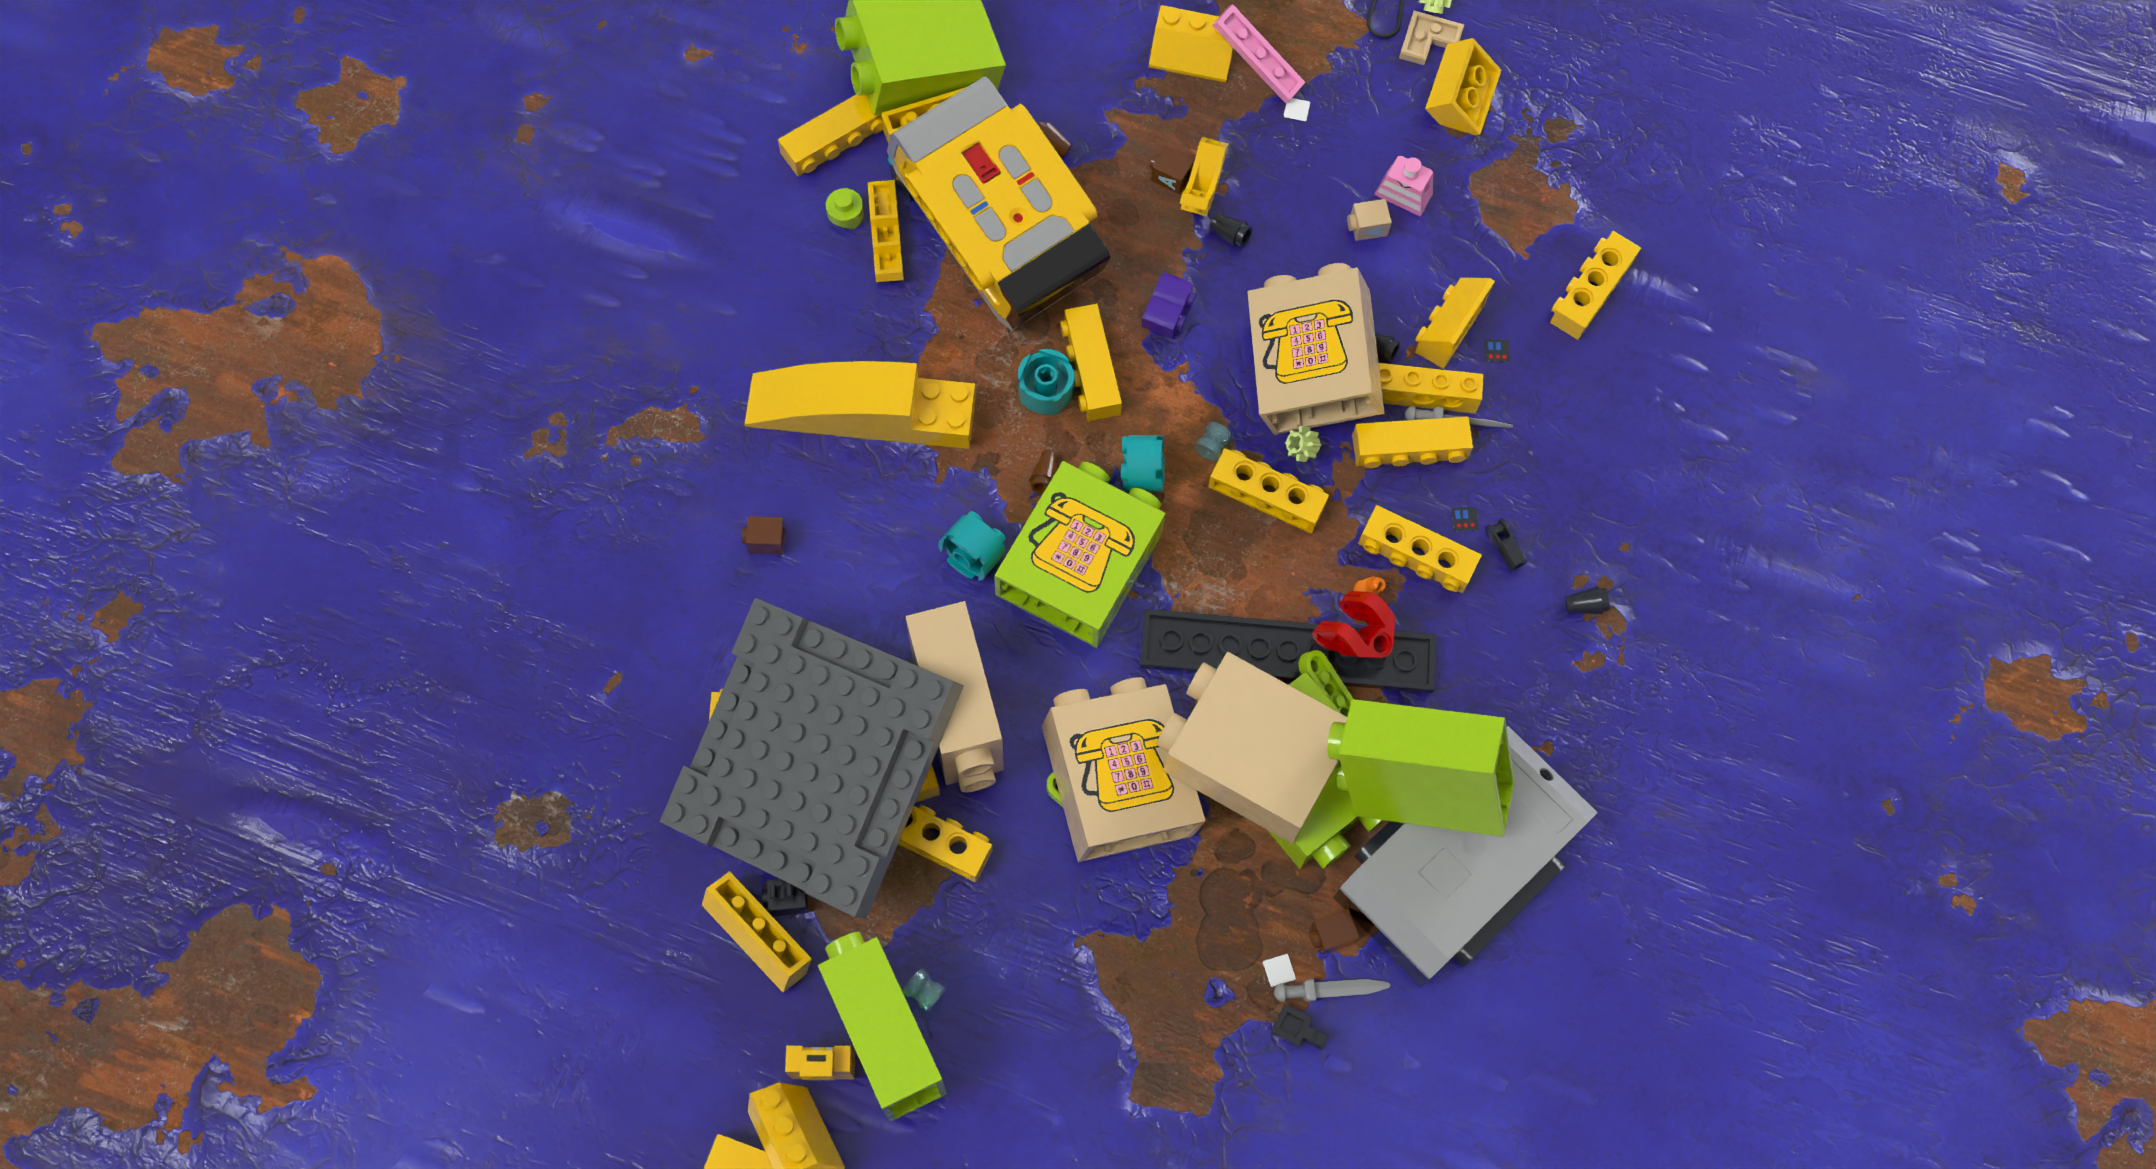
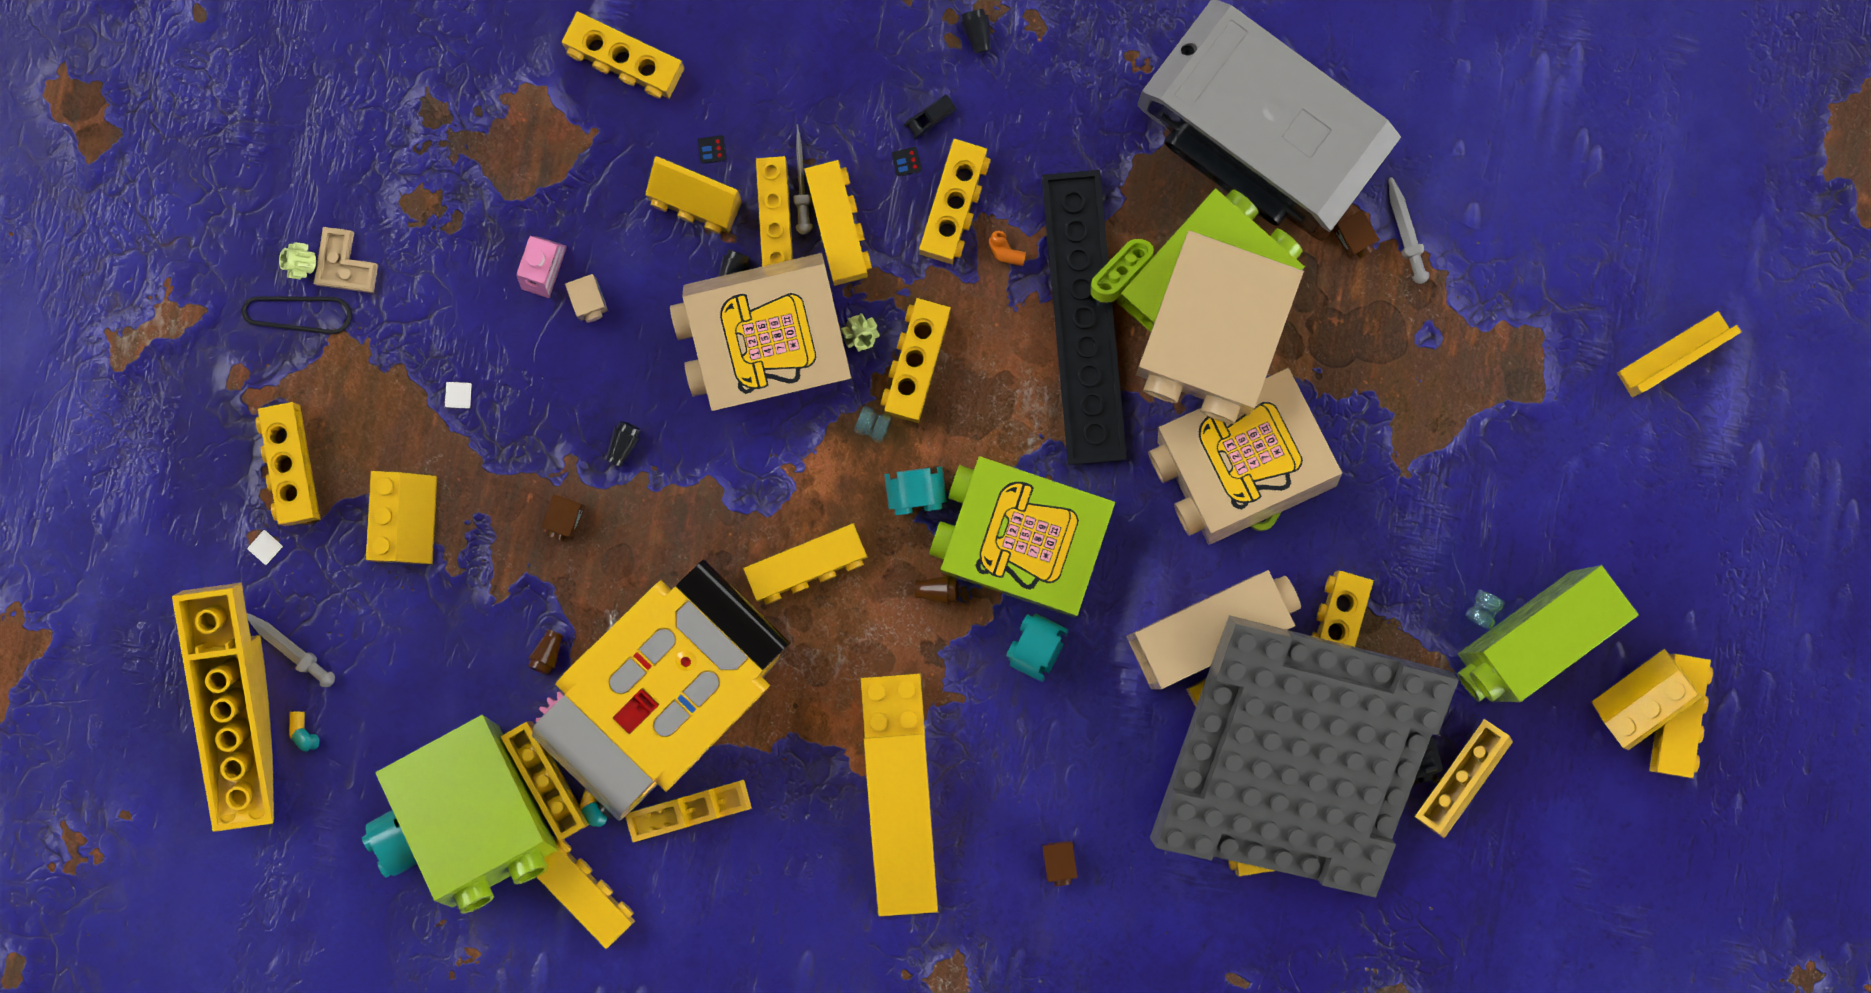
camera: 95 degrees left, 15 degrees up
(820, 1062) = (1580, 692): yellow piece -> none
(845, 208) = (670, 859): lime piece -> none
(1045, 396) = (830, 592): teal brick -> none
(1168, 304) = (725, 494): dark purple brick -> none
(1204, 176) = (570, 480): yellow arch -> none
(1258, 53) = (409, 443): bright pink plate -> none
(1279, 970) = (1396, 282): white sticker -> none
(1294, 1026) = (1451, 259): black plate -> none
(1371, 641) = (1069, 234): red piece -> none
(1424, 766) = (1229, 161): lime brick -> none
(1463, 87) = (405, 218): yellow slope -> none

